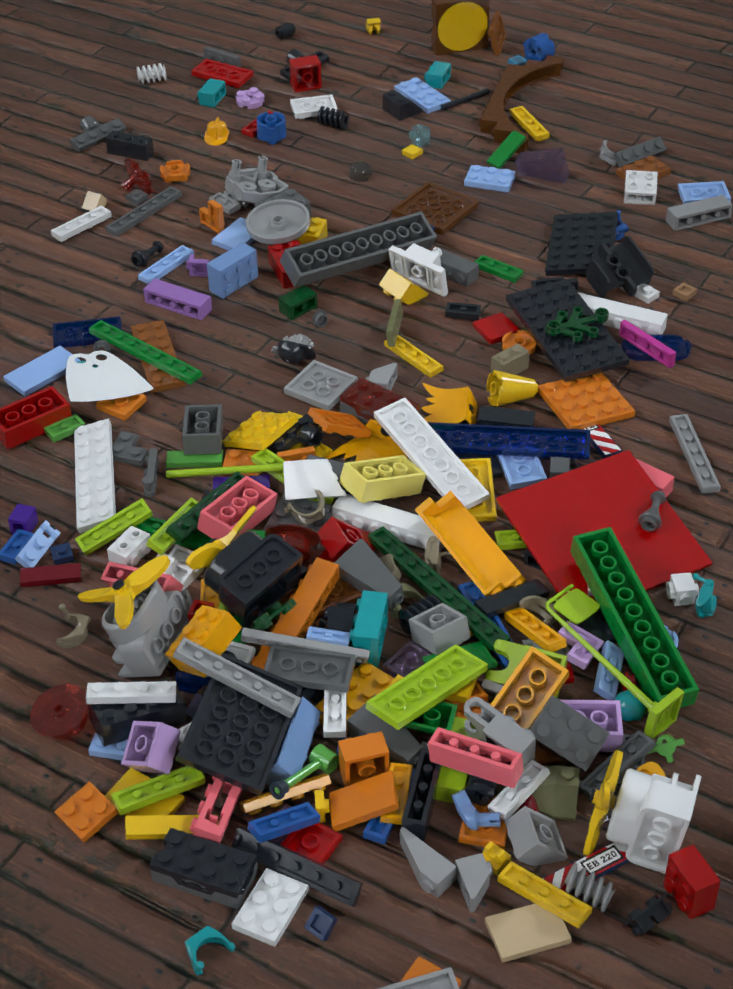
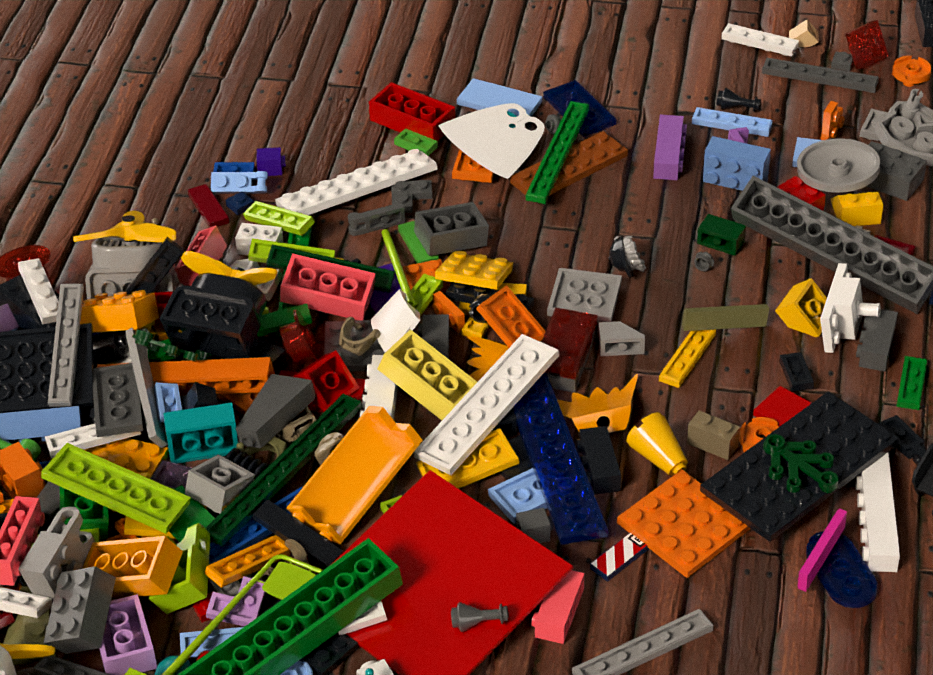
camera: 70 degrees right, 0 degrees up
(176, 598) = (156, 267): none -> black tile

